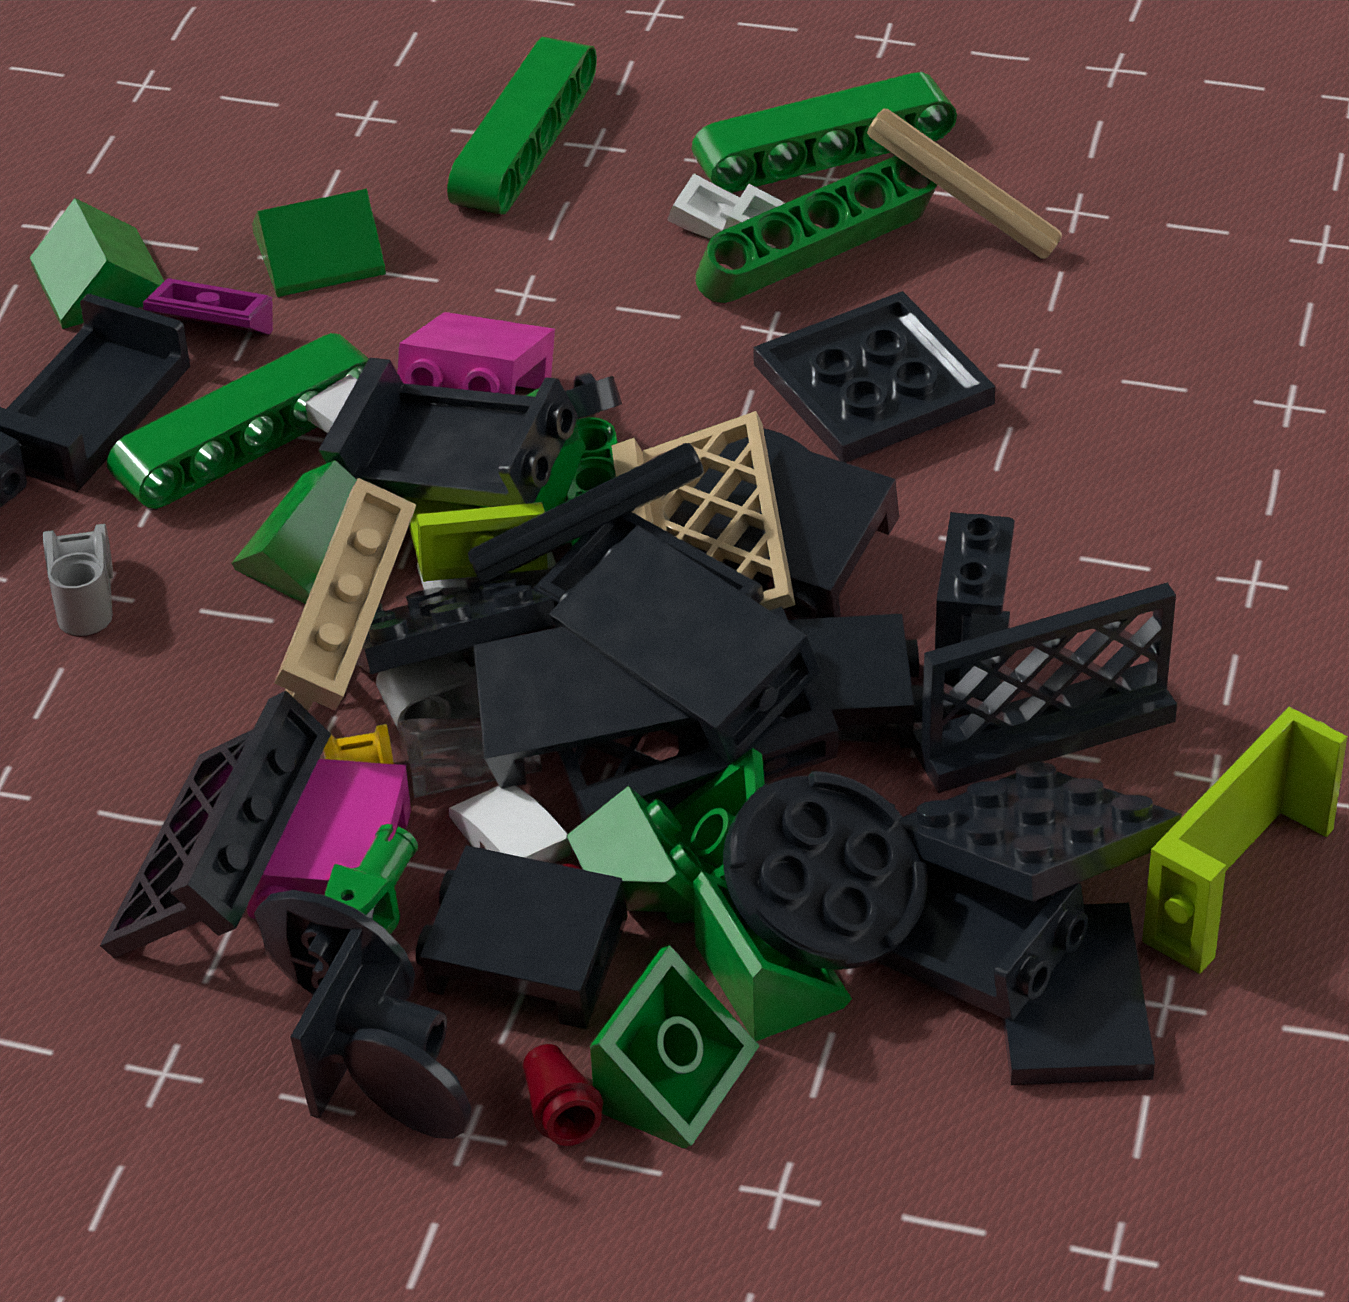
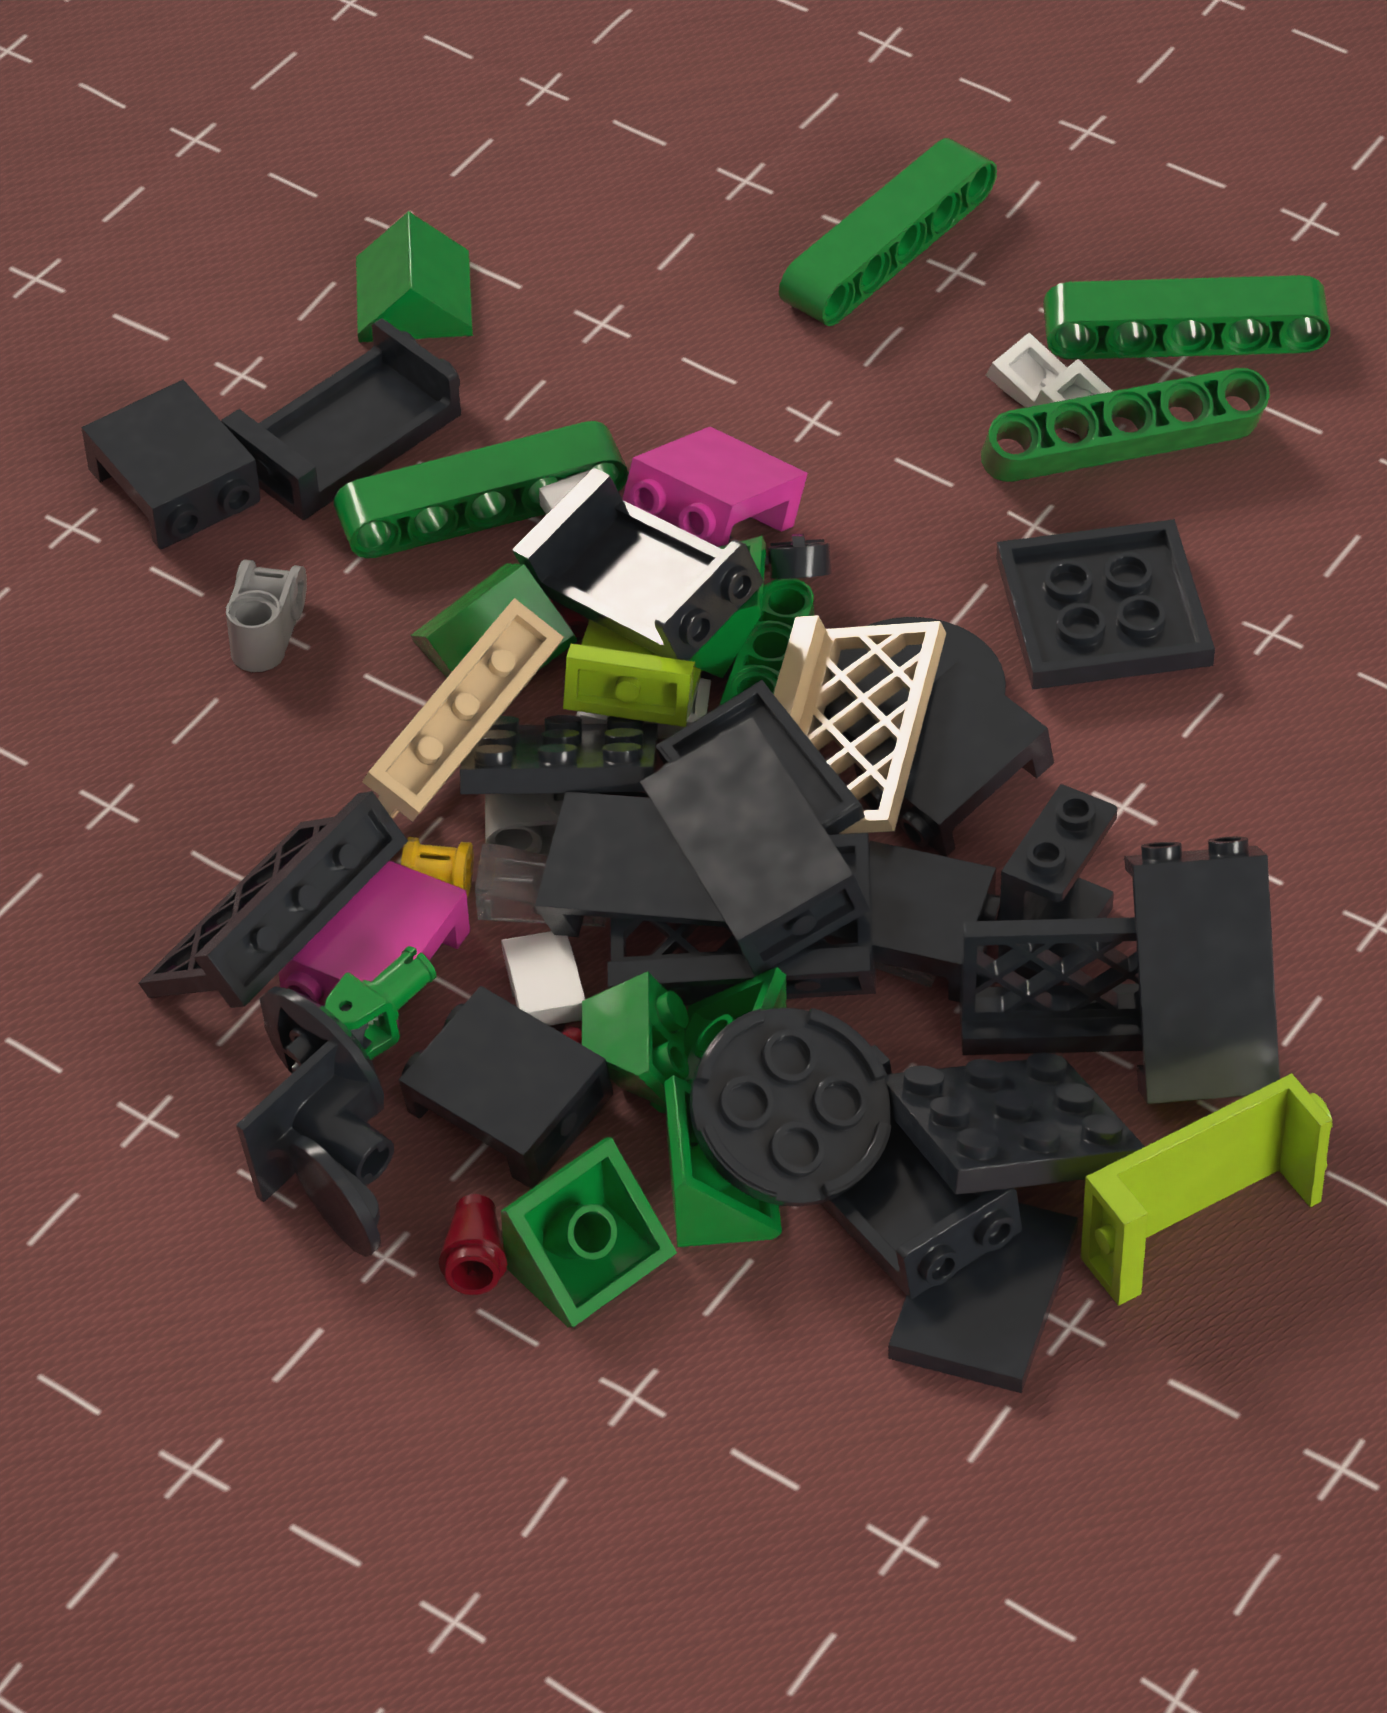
camera: 20 degrees right, 5 degrees up
(212, 306) = (498, 359): magenta slope -> none
(319, 242) = (632, 316): green slope -> none
(586, 512) = (727, 685): black axle -> none
(964, 183) = (1286, 418): tan axle -> none
(1160, 642) = (1204, 970): none -> black panel

